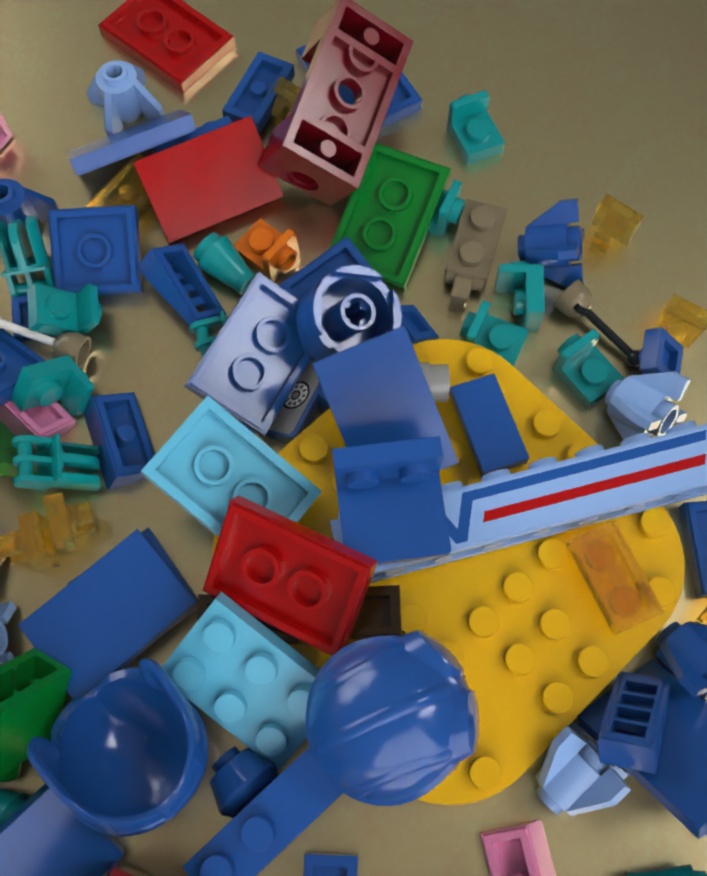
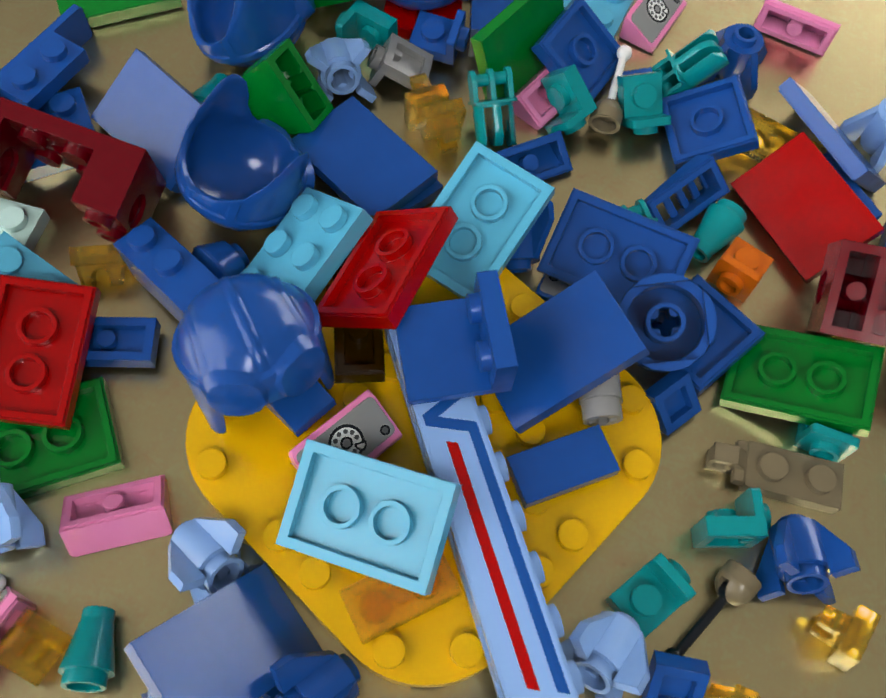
camera: 80 degrees right, 5 degrees down
(472, 628) = (358, 427): none -> slope
(494, 333) = (675, 491): teal bracket -> none
(556, 600) = (369, 516): none -> medium azure plate
(631, 750) = (229, 614): blue slope -> none

